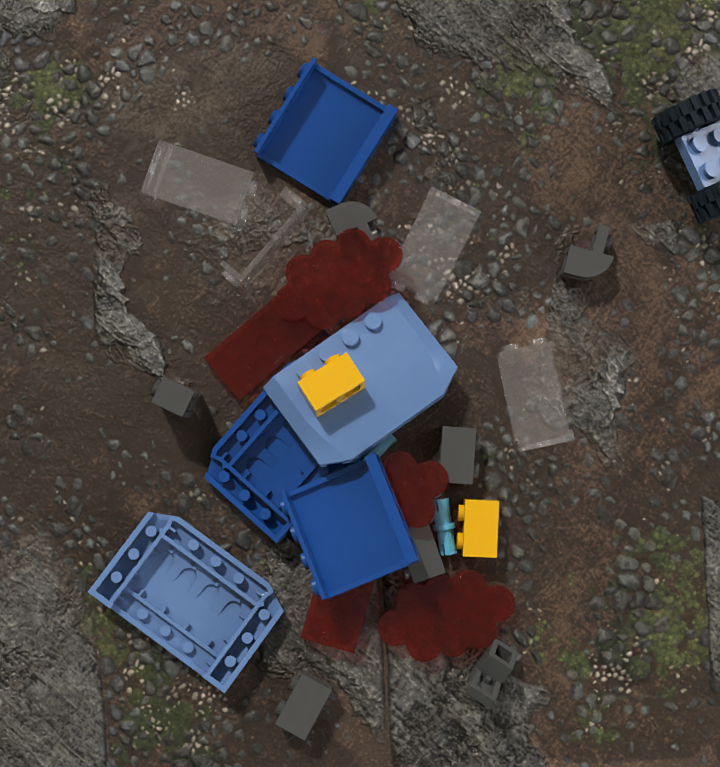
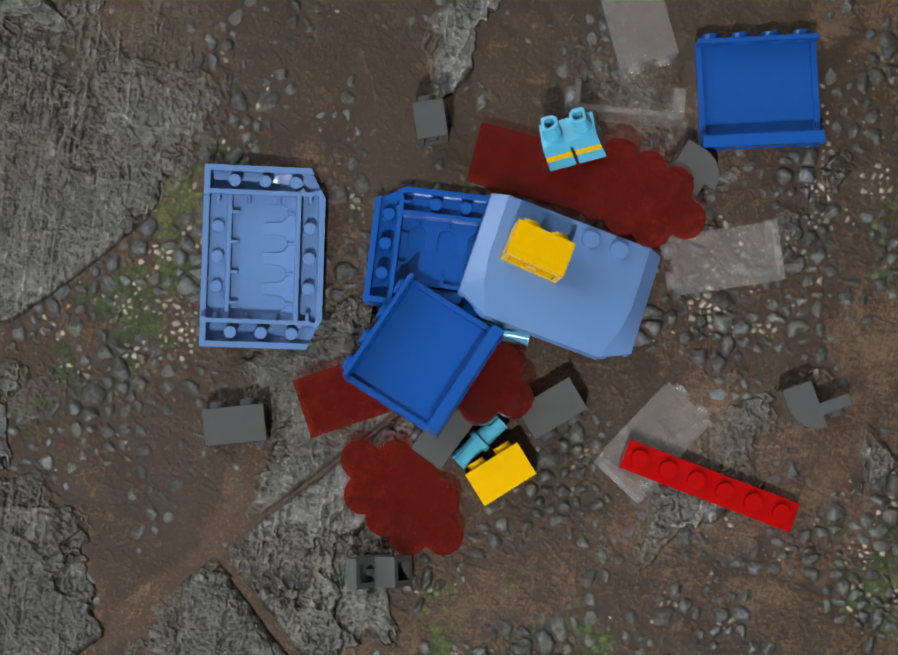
camera: 60 degrees right, 0 degrees up
(262, 298) = (571, 136): none -> medium azure hips
(596, 376) = (709, 485): none -> red plate

